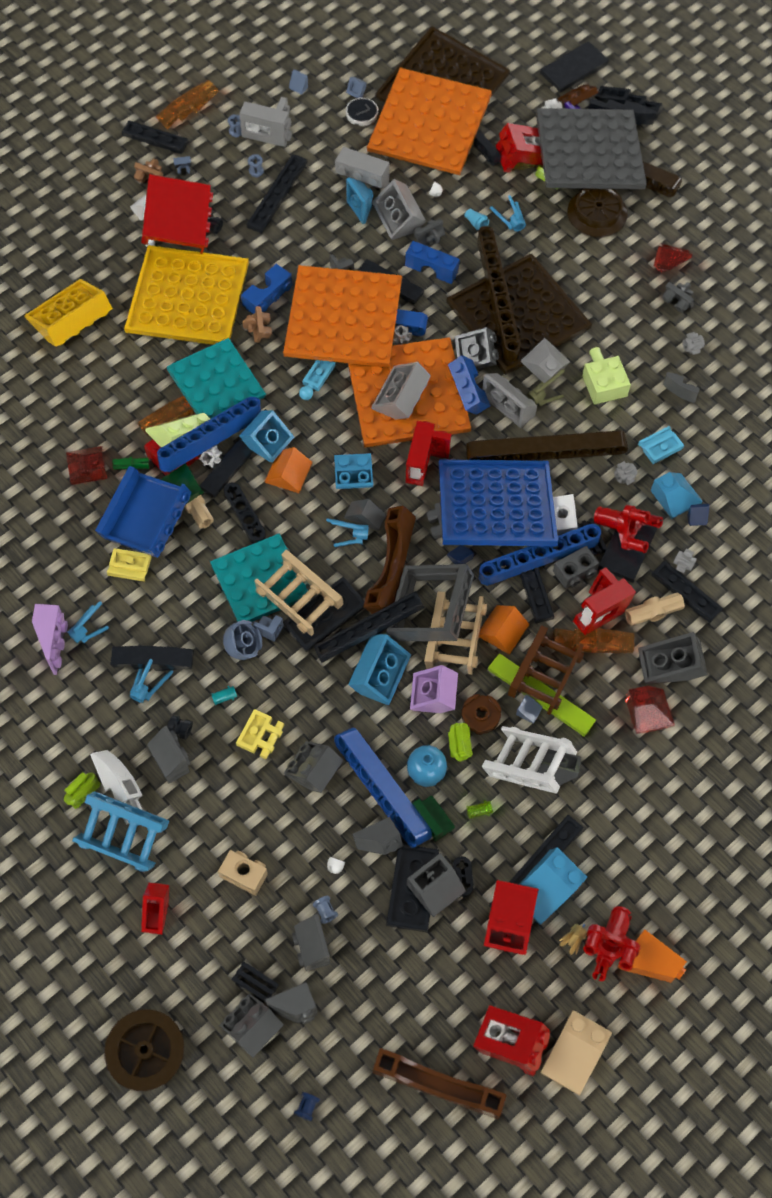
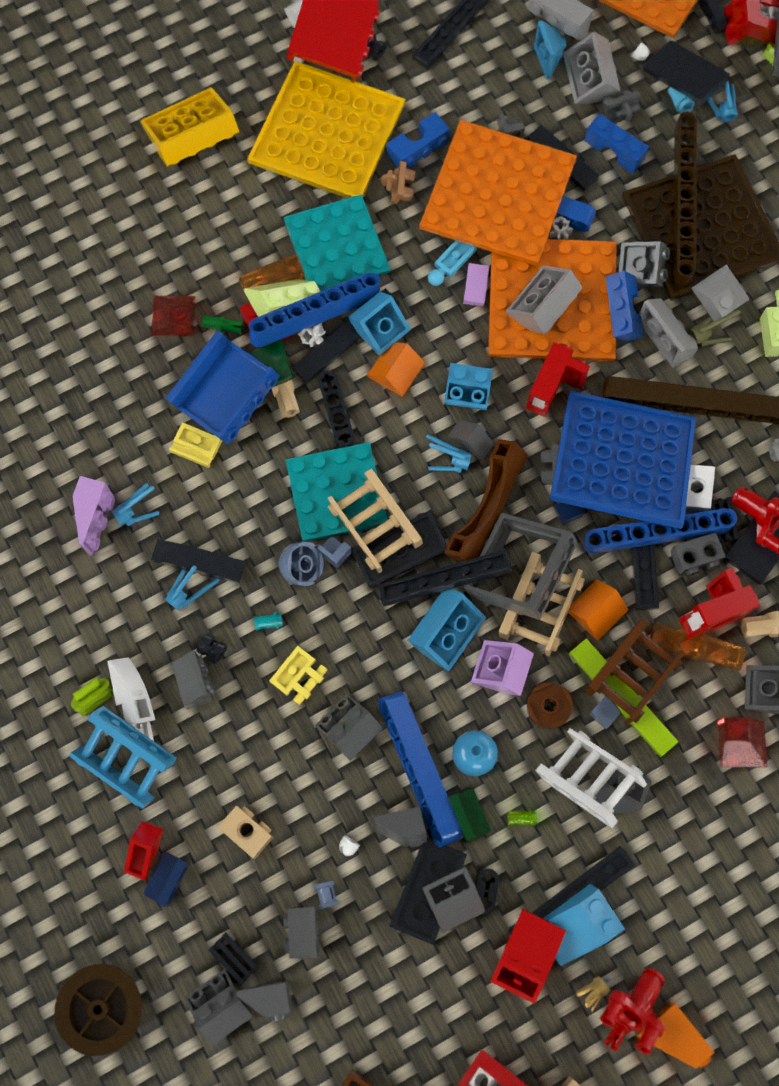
camera: 15 degrees right, 10 degrees up
(180, 928) = (166, 879): none -> dark blue panel
(341, 392) = (476, 284): none -> lavender tile
(460, 741) = (518, 734): lime piece -> none
(476, 197) = (686, 72): none -> black tile

